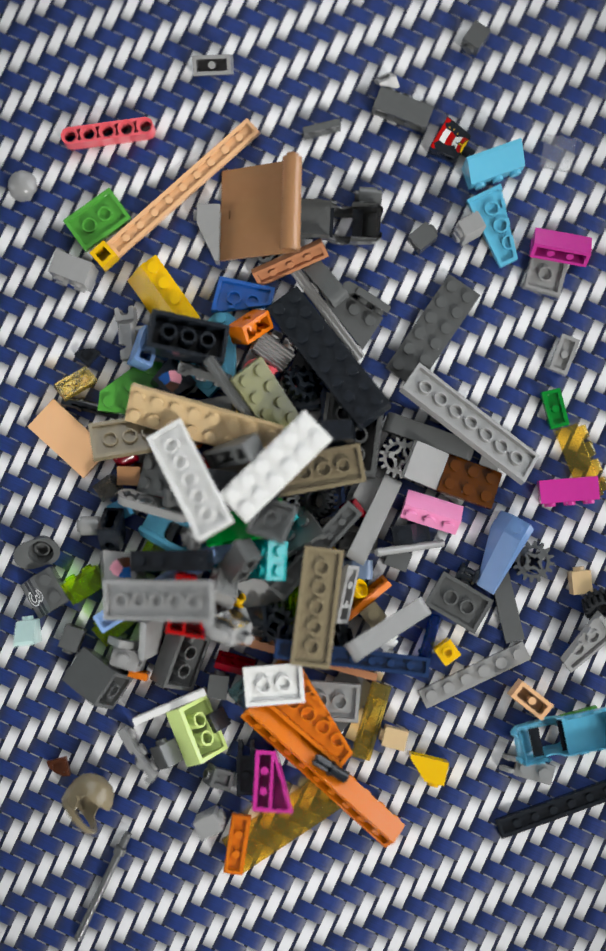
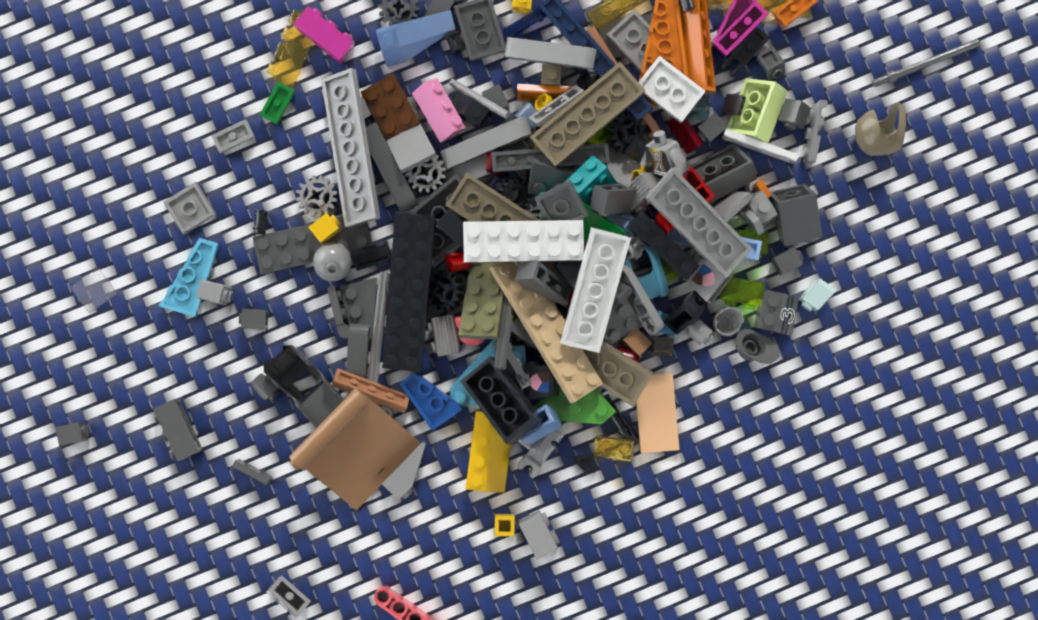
camera: 135 degrees left, 0 degrees up
(60, 766) = (880, 177): copper tile -> none
(76, 552) = (728, 321): none -> light grey hair
(97, 219) = (484, 559): bright green plate -> none
(183, 188) = (397, 523): light nougat plate -> none
(209, 822) = (806, 35): light grey brick -> none
(250, 327) = (445, 368): orange brick -> none
(315, 410) = (456, 261): none -> red plate
(381, 361) = (371, 255): none -> black tile
(387, 80) = (168, 463): light grey slope -> none
(405, 329) = (332, 261): none -> light grey cylinder
(433, 348) = (325, 227): none -> yellow brick
(451, 142) = (165, 370): torso -> none
(470, 369) = (310, 201): none -> light grey gear
(484, 310) = (260, 222): none -> black pin
(494, 164) = (150, 323): medium azure slope -> none
(561, 247) = (159, 216): dark pink brick -> none

